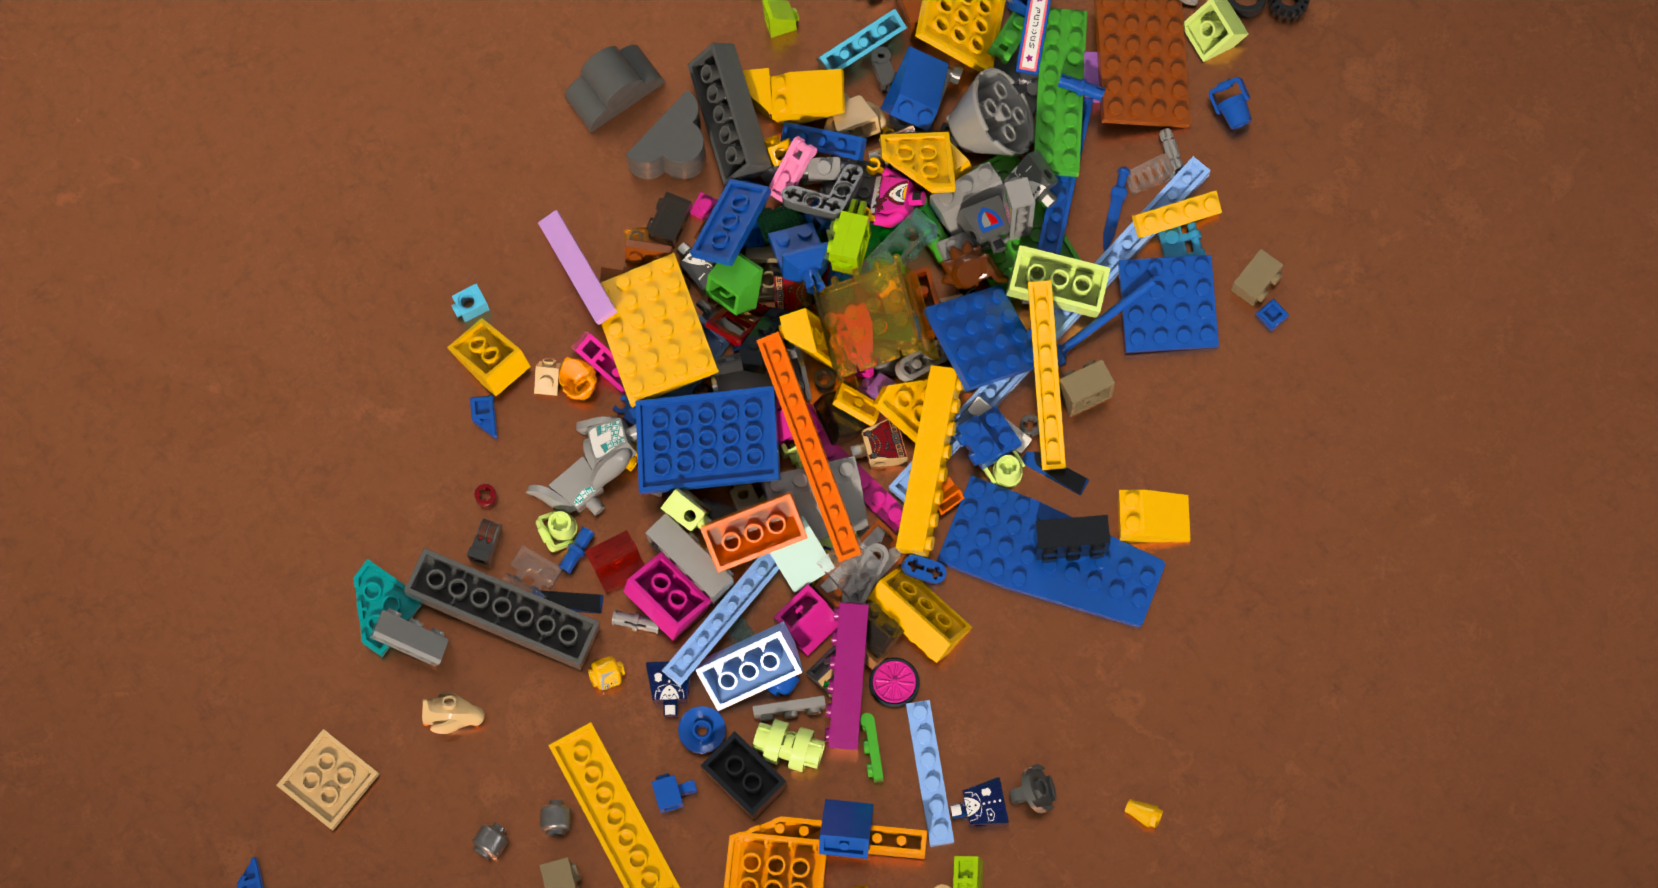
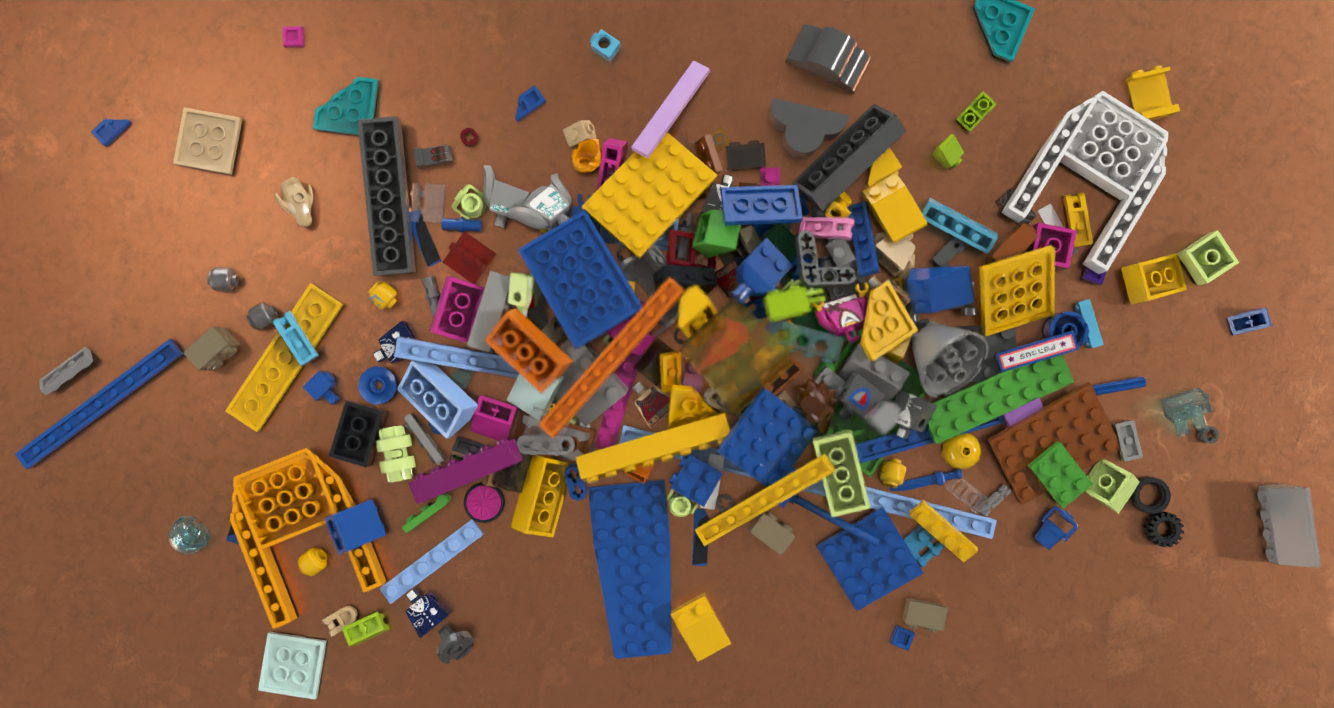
camera: 55 degrees right, 15 degrees up
(267, 629) = (293, 36): none -> dark pink tile
(409, 637) = (330, 142): light grey slope -> none
(489, 356) = (572, 81): yellow slope -> none
(602, 789) = (296, 338): none -> medium azure plate
(1008, 39) = (1020, 334): bright green plate -> none
(1072, 538) = (647, 582): black brick -> none
(1081, 87) = (1007, 412): blue pin -> none
(1088, 236) = (892, 473): none -> yellow head
(1101, 157) = (953, 449): none -> yellow cylinder
(1176, 69) = (1060, 474): none -> bright green plate

